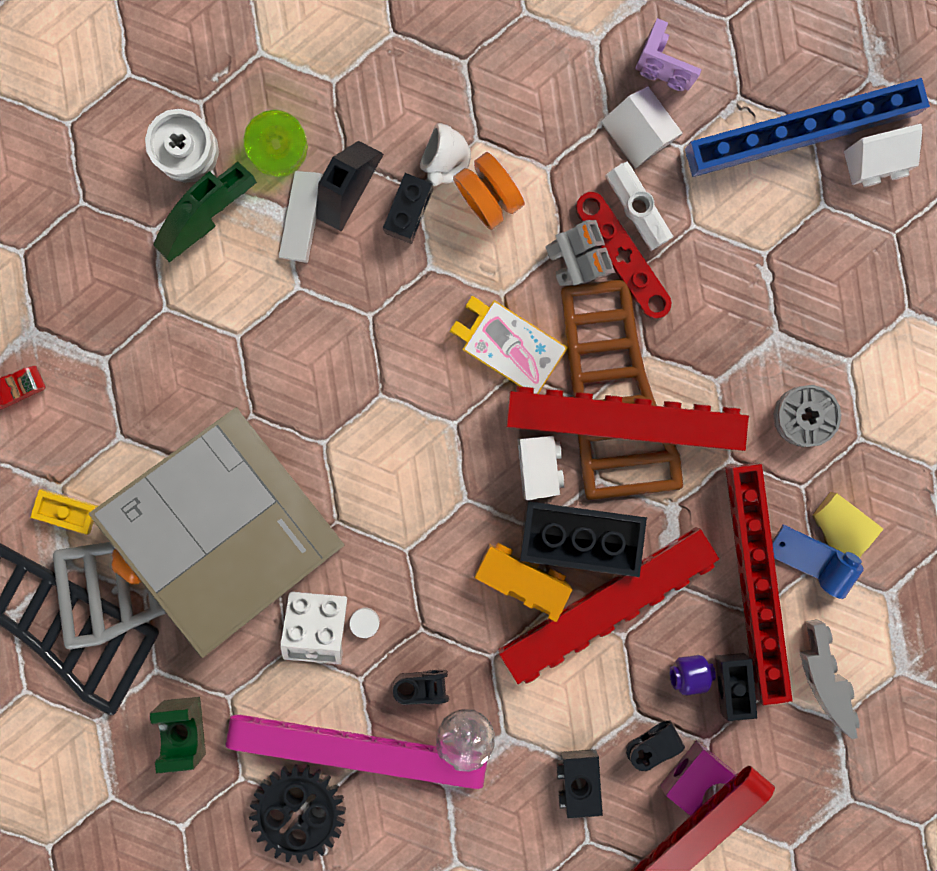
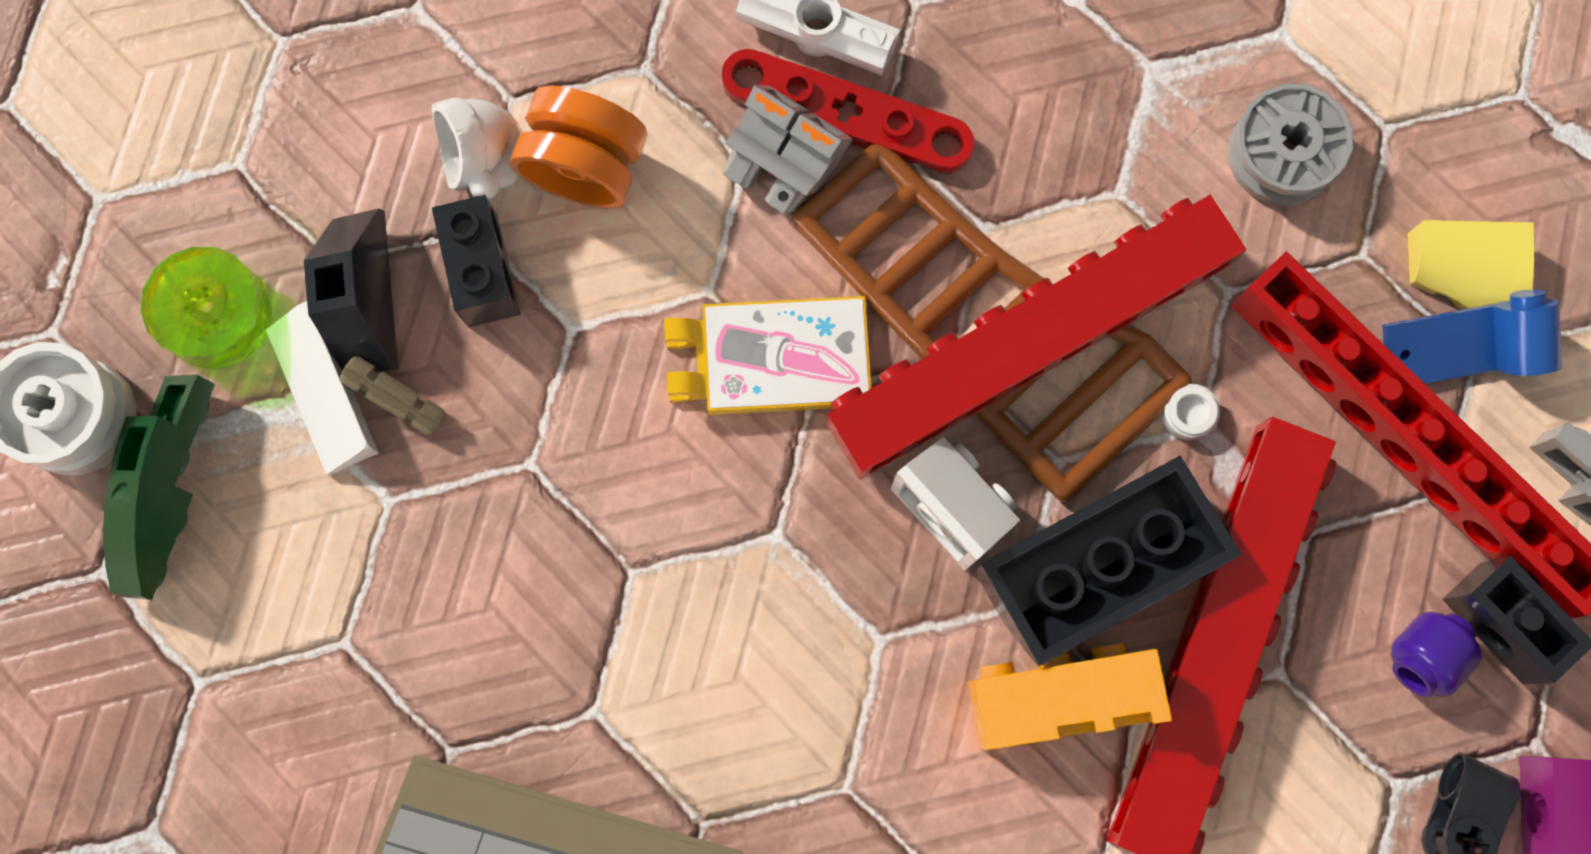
camera: 30 degrees left, 10 degrees down
(330, 243) = (392, 395): none -> dark tan axle
(671, 501) = (1191, 413): none -> white tile

